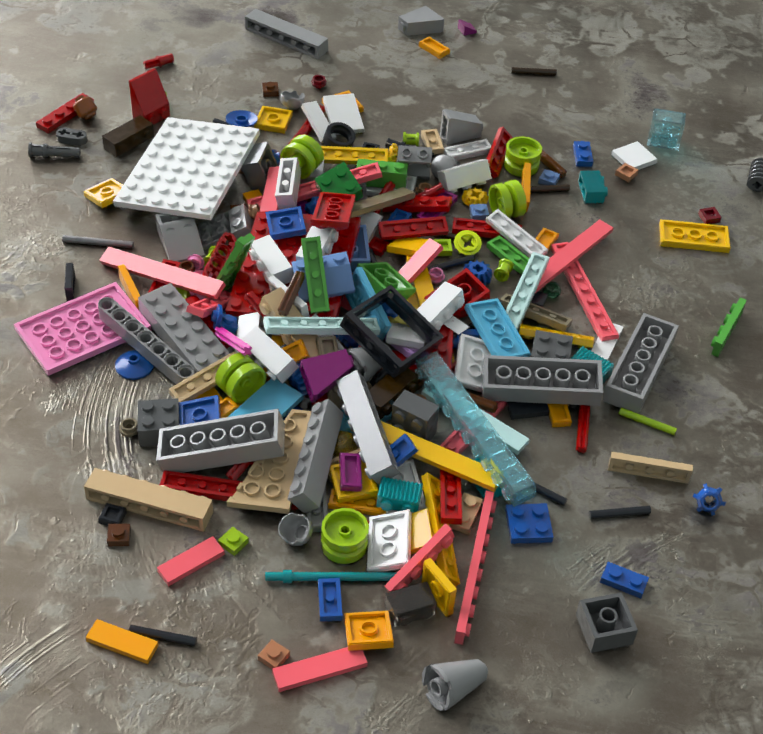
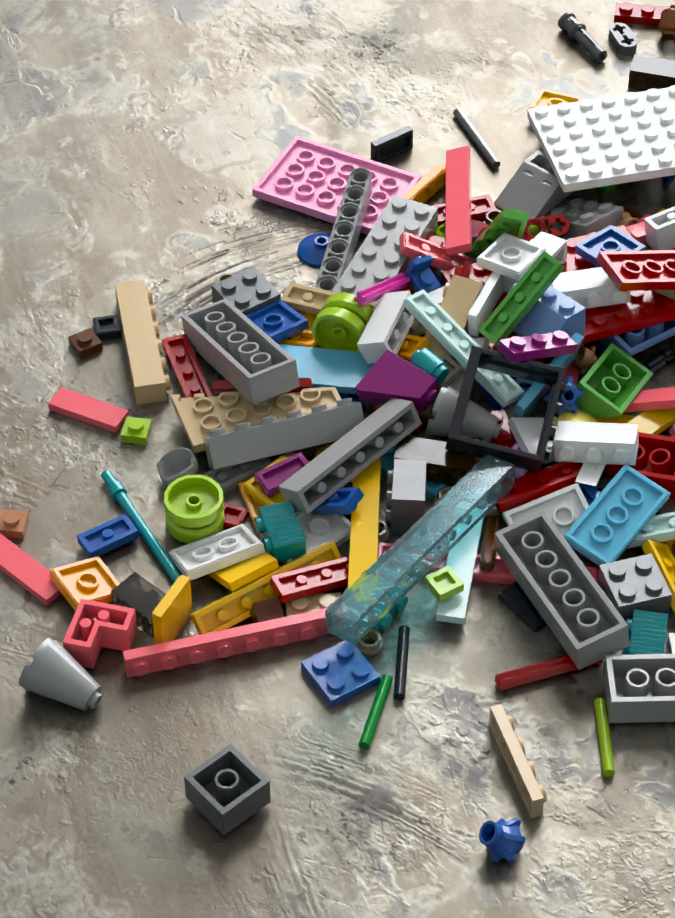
camera: 65 degrees right, 0 degrees up
(265, 264) = (510, 256): none -> white tile
(291, 293) = (476, 294): reddish brown axle -> none
(326, 346) = (430, 363): none -> teal brick
(363, 287) = (537, 346): none -> magenta plate
(414, 567) = (203, 581): coral plate -> none
(421, 638) = (99, 626): none -> coral brick
(463, 538) = (266, 609): none -> reddish brown slope
(505, 431) = (444, 583): none -> lime plate
(559, 415) = (539, 642): light orange tile -> none
(571, 519) = (375, 711): none -> green bar
(617, 512) = (423, 757): black bar -> none
(624, 580) = (317, 796): blue plate -> none

